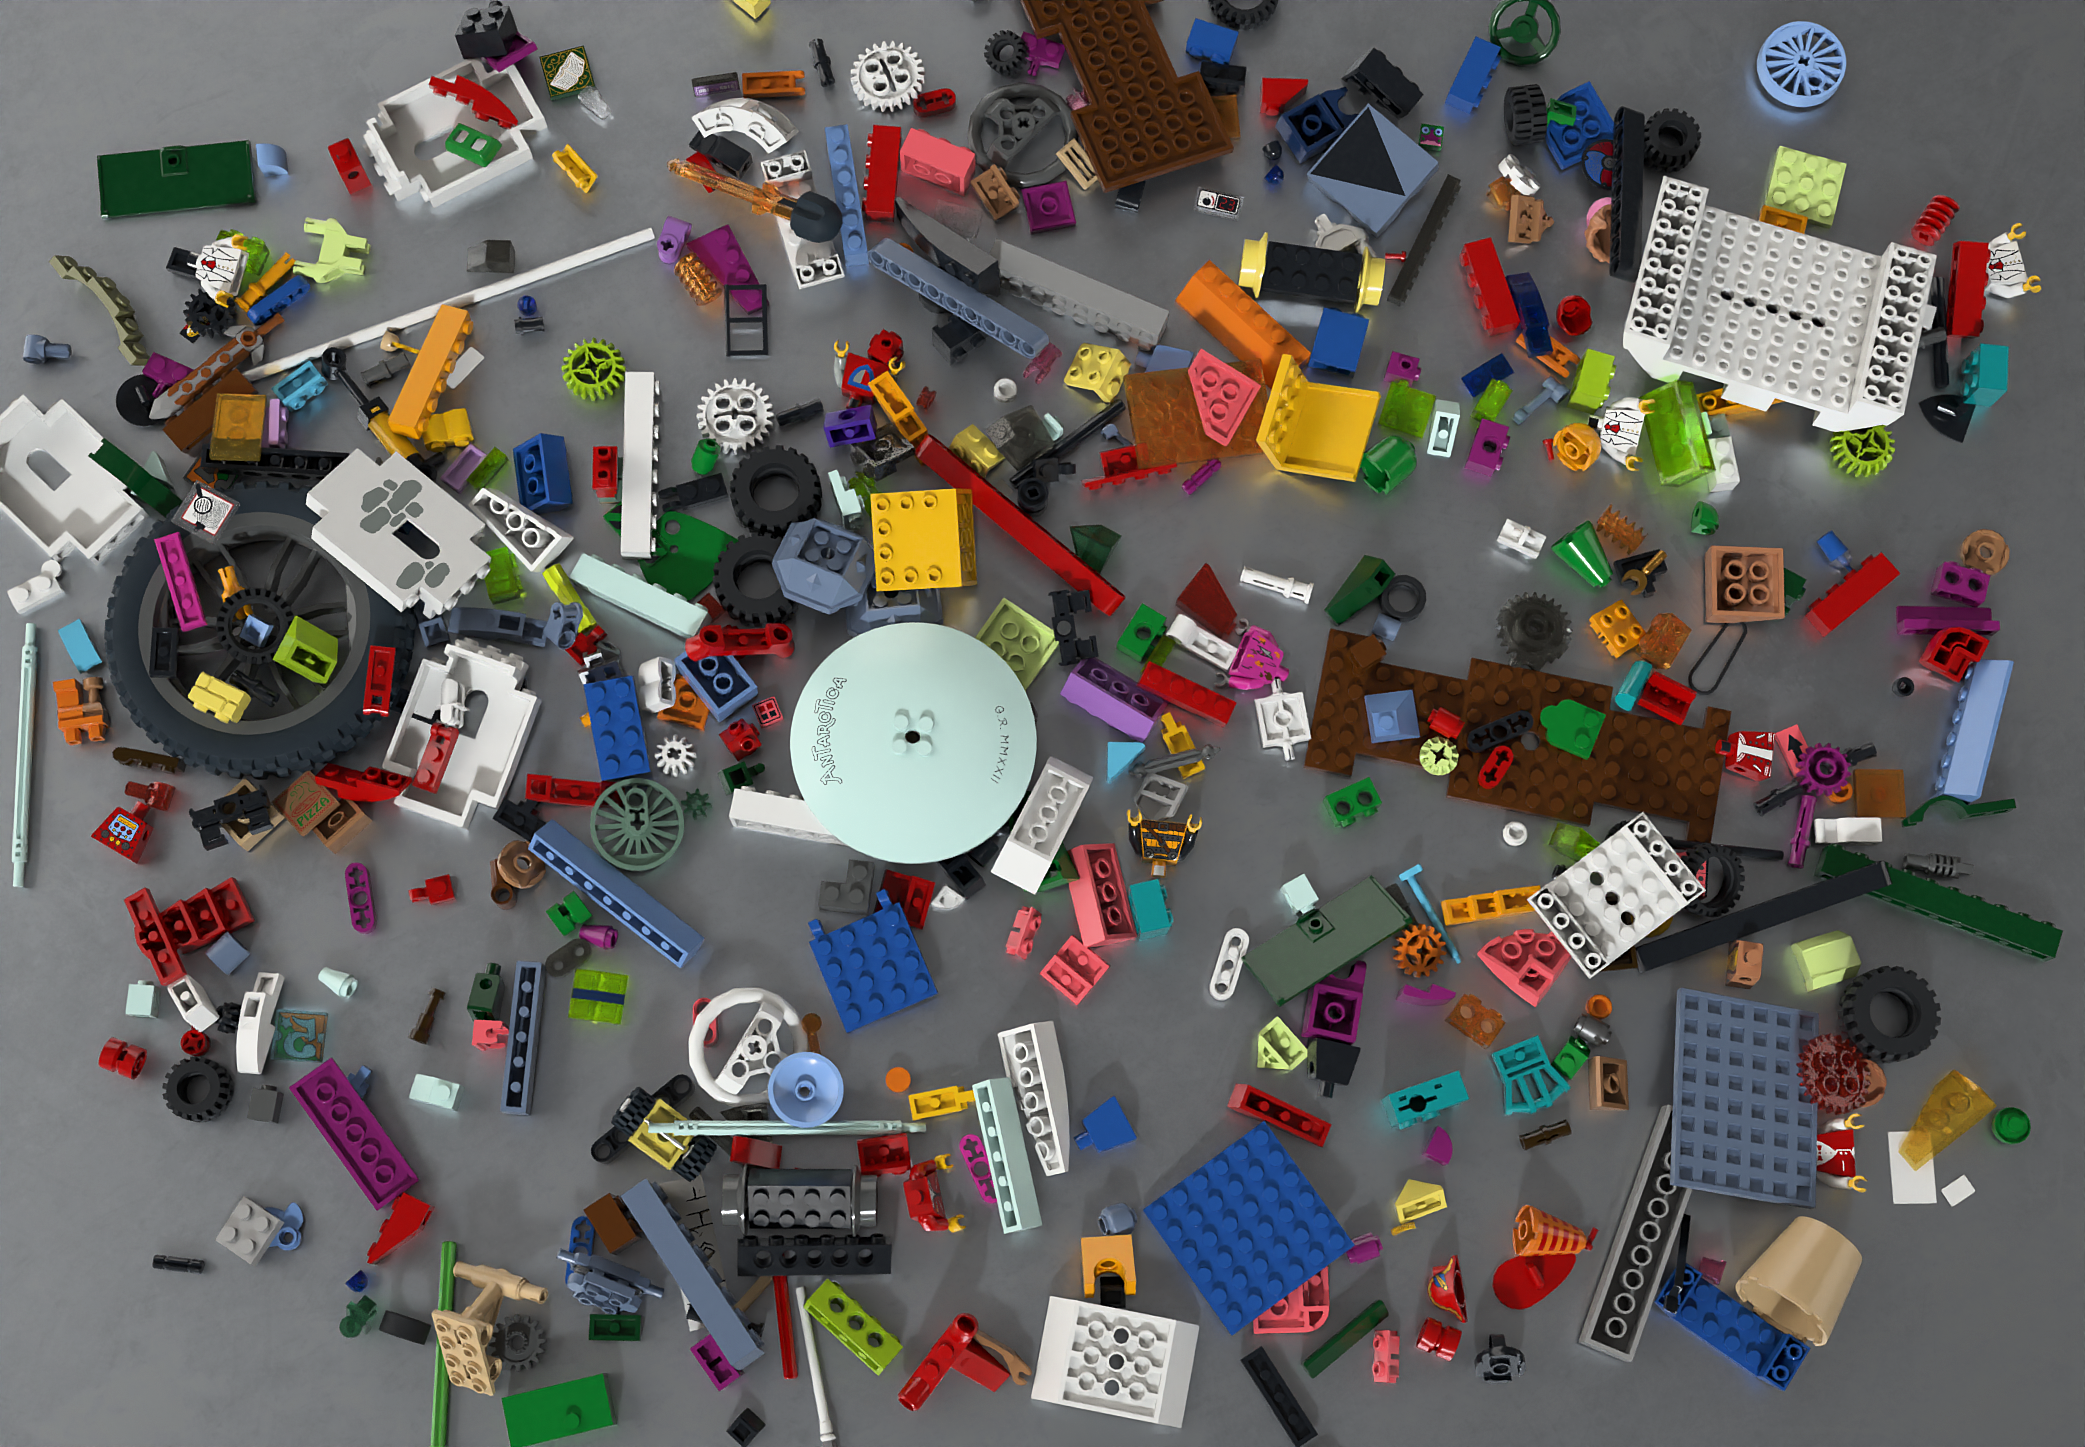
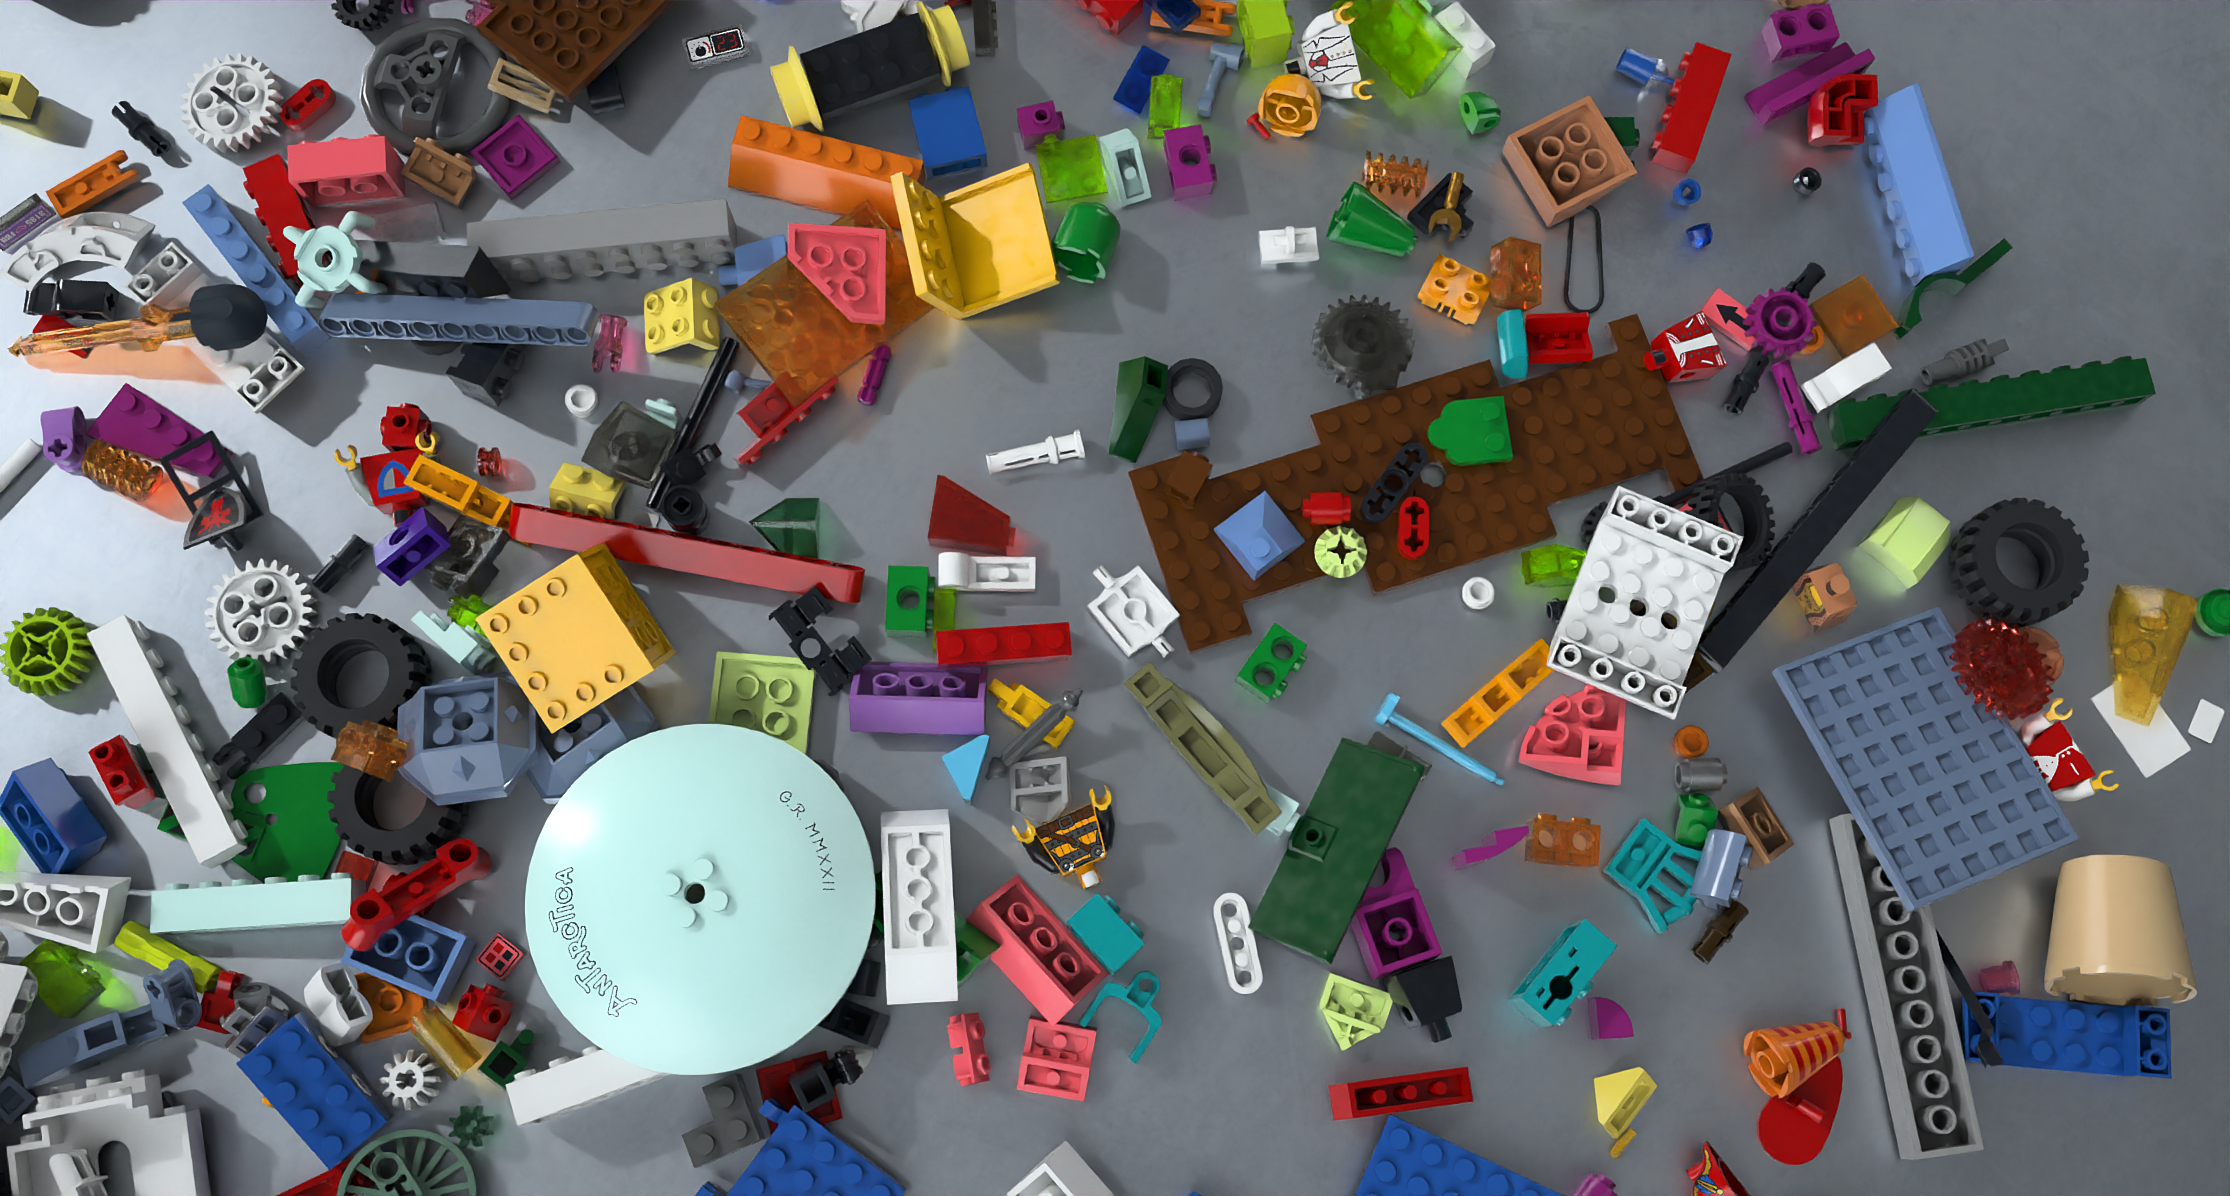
camera: 30 degrees left, 0 degrees up
(707, 743) = (444, 1041): none -> clear yellow brick
(742, 342) = (217, 517): none -> shield
(763, 539) = (370, 749): none -> clear orange brick
(907, 224) = (345, 262): none -> light aqua plate
(921, 895) = (816, 1081): none -> black brick
(1146, 960) = (1136, 997): none -> teal piece
(1255, 661) = (1062, 559): dark pink torso -> none
(1279, 829) = (1205, 747): none -> olive piece
(1420, 939) = (1462, 803): orange gear -> none
(1568, 1091) = (1720, 868): none -> sand blue brick
(1806, 683) = (1700, 235): none -> clear blue hinge
(1815, 654) = (1692, 196): none -> blue hinge

